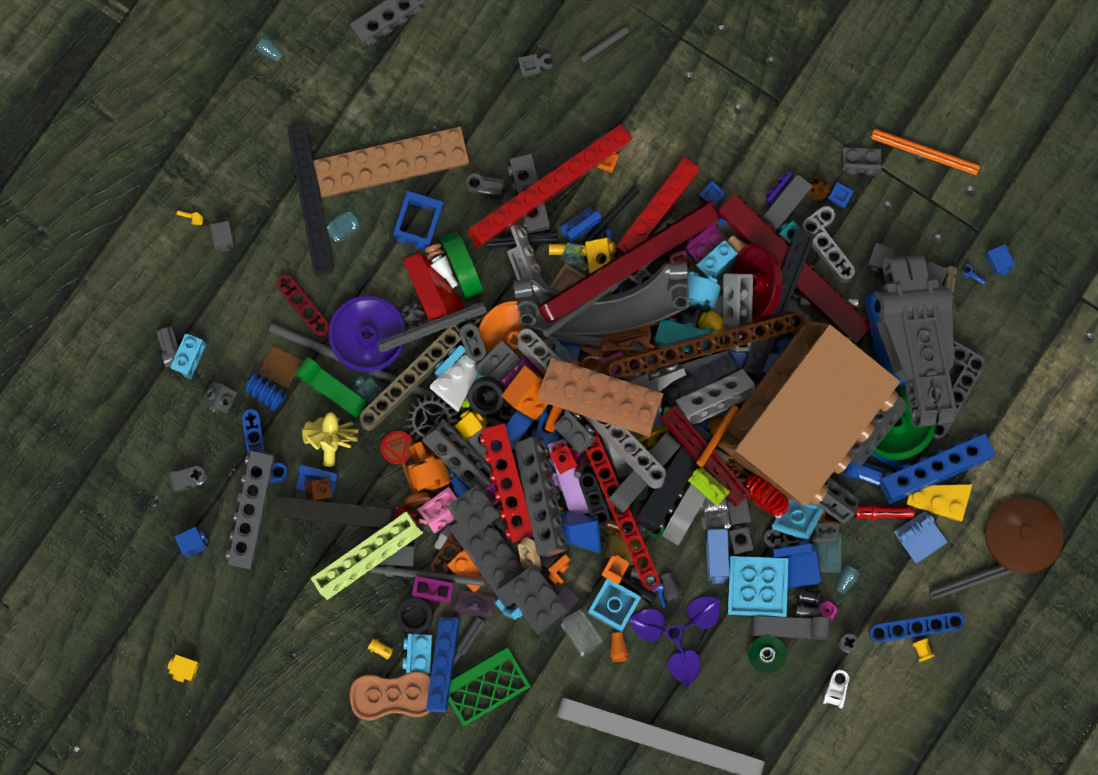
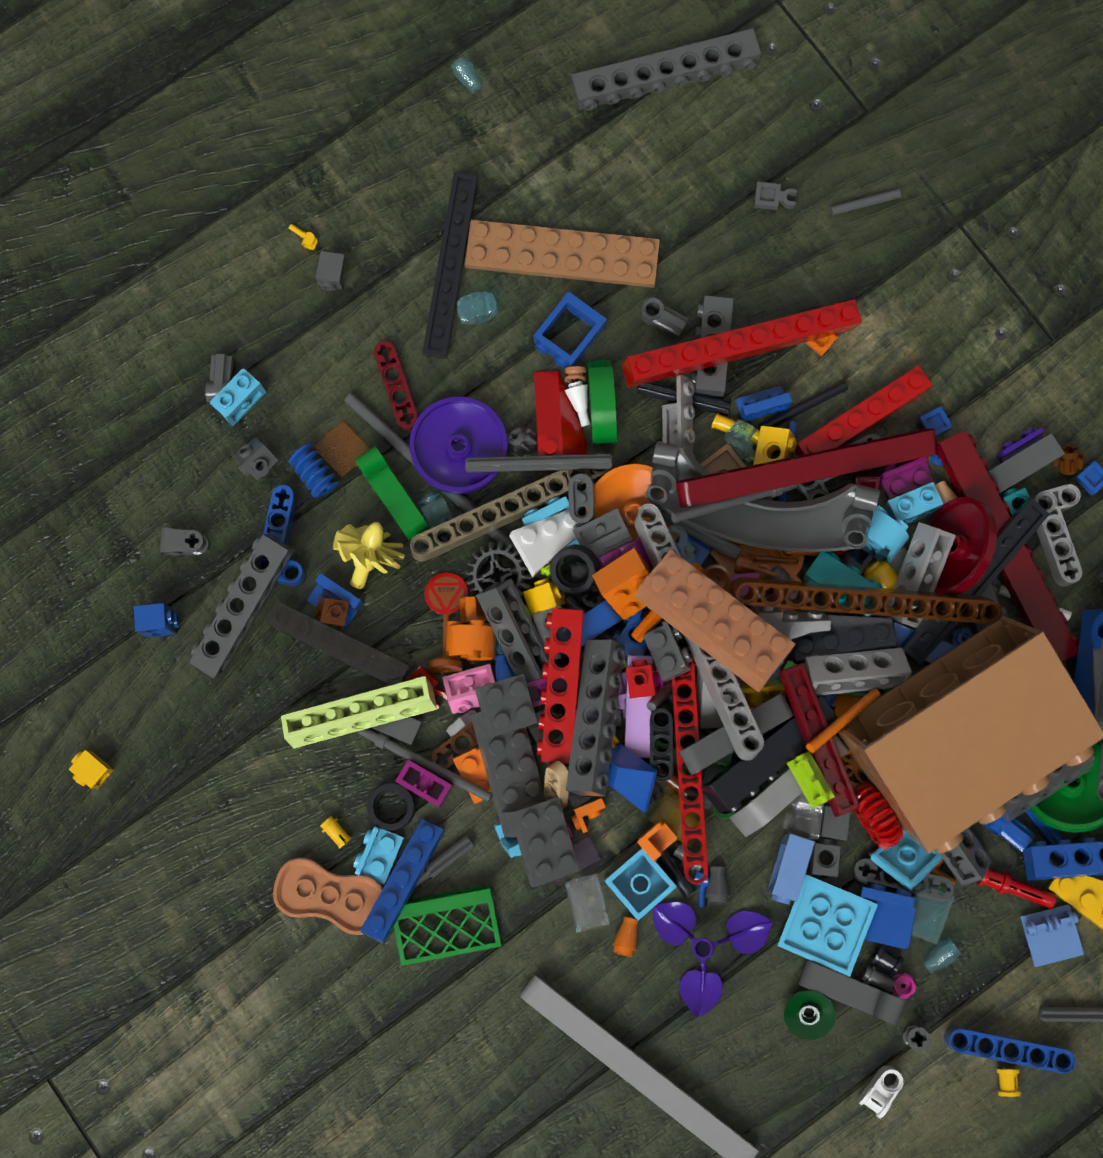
camera: 25 degrees right, 0 degrees up
(475, 604) = (470, 819): panel -> none

